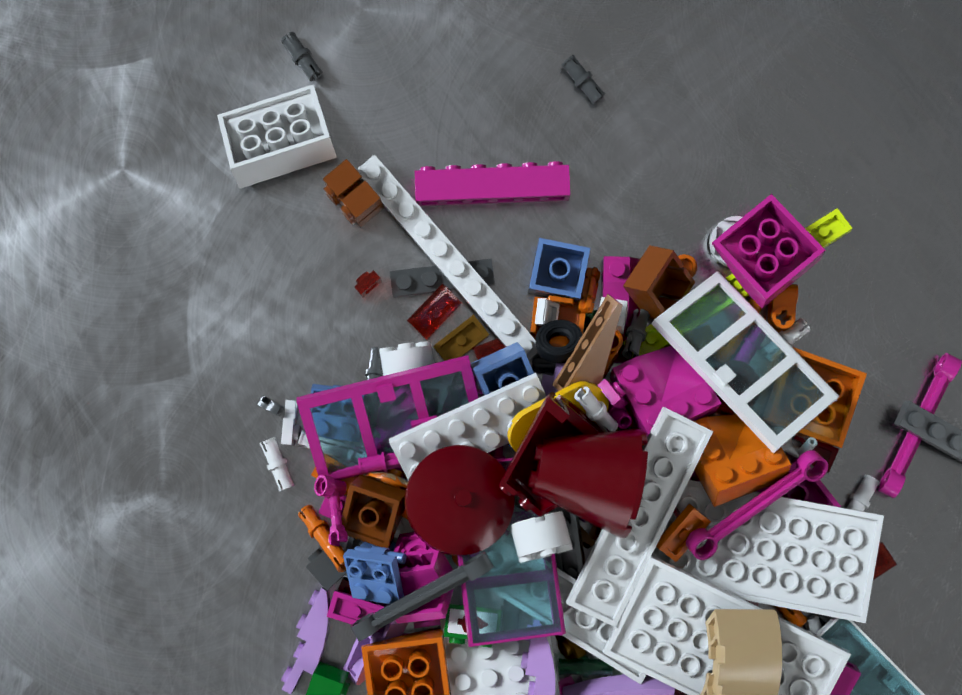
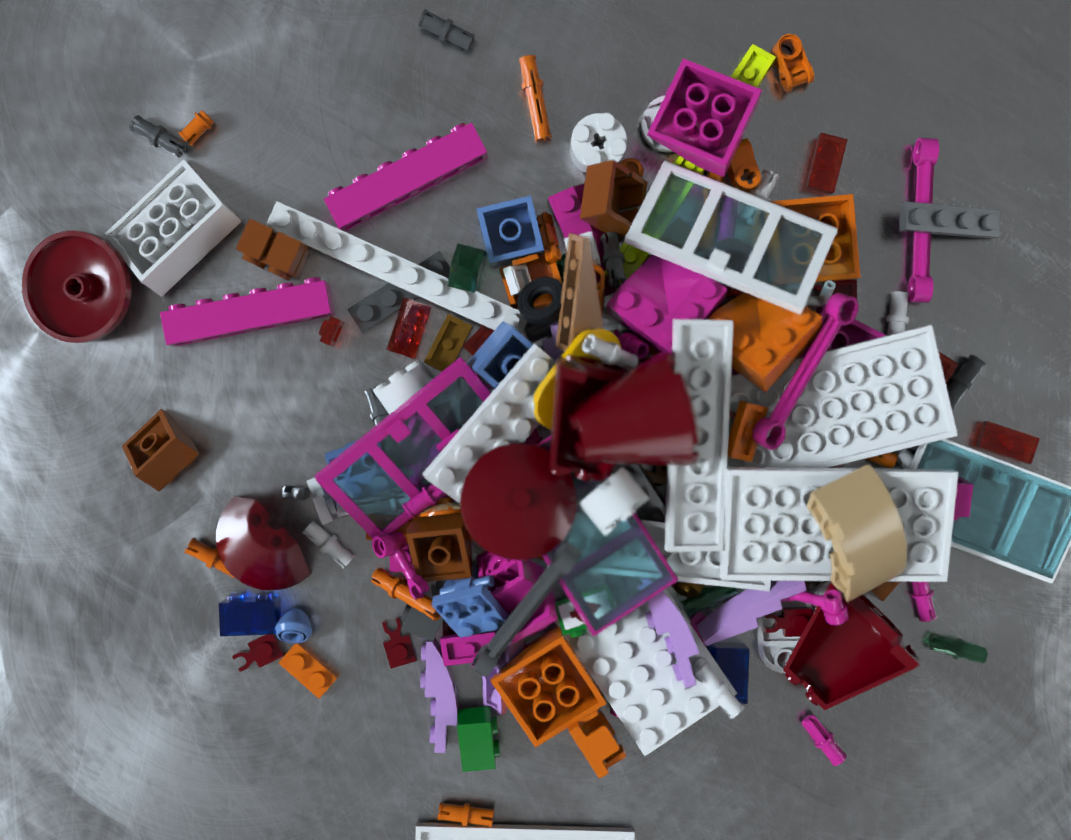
camera: 25 degrees left, 5 degrees up
(173, 148) = (76, 286): none -> dark red dish
(173, 316) = (159, 451): none -> dark orange slope
(173, 429) = (206, 554): none -> orange pin
(176, 529) = (262, 650): none -> dark red plate
(180, 493) = (249, 615): none -> clear blue brick
(206, 565) = (308, 669): none -> orange plate
(212, 521) = (293, 627): none -> medium blue cone
(216, 439) = (255, 551): none -> dark red cone
(294, 583) = (399, 647): none -> dark red plate
(304, 235) = (247, 313): none -> dark pink brick
(337, 64) = (196, 127): none -> orange pin
(507, 283) = (466, 267): none -> clear green slope
(613, 393) = (619, 327): dark pink plate -> none
(631, 170) = (533, 87): none -> orange pin
(676, 220) = (599, 128): none -> white brick
(856, 337) = (826, 163): none -> clear red plate
(864, 245) = (792, 65): none -> orange piece
(894, 581) = (964, 379): none -> dark grey pin
(911, 655) = (1007, 442): none -> clear red plate

